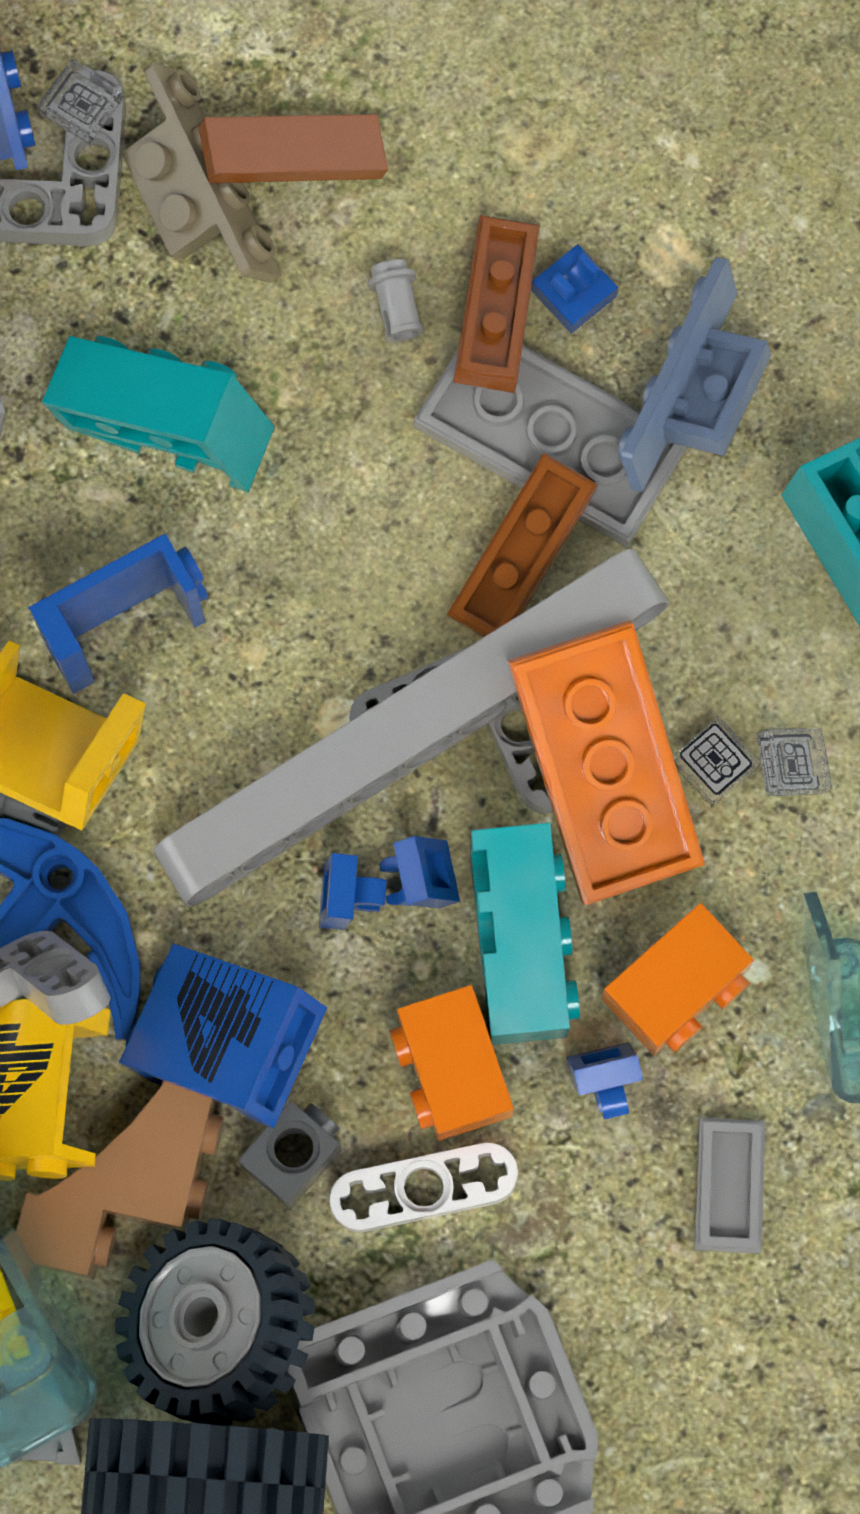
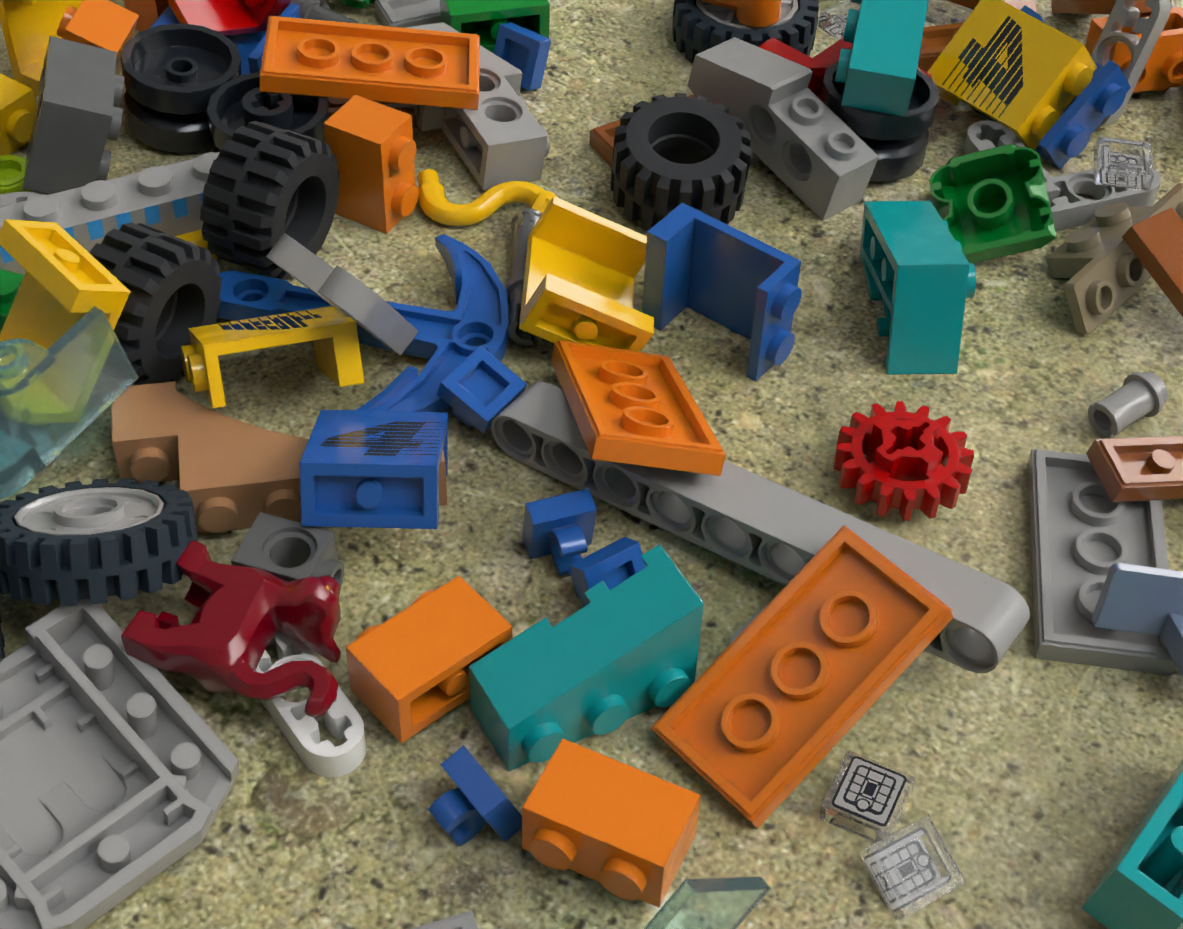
camera: 65 degrees right, 30 degrees down
(87, 270) = (994, 202): none -> green slope
(146, 897) = (480, 389): none -> blue tile
(250, 769) = (635, 409): none -> orange tile
(364, 556) = (903, 460): none -> red gear
(367, 1224) = (233, 624): none -> dark red animal
(523, 547) = (1025, 560): dark orange tile -> none

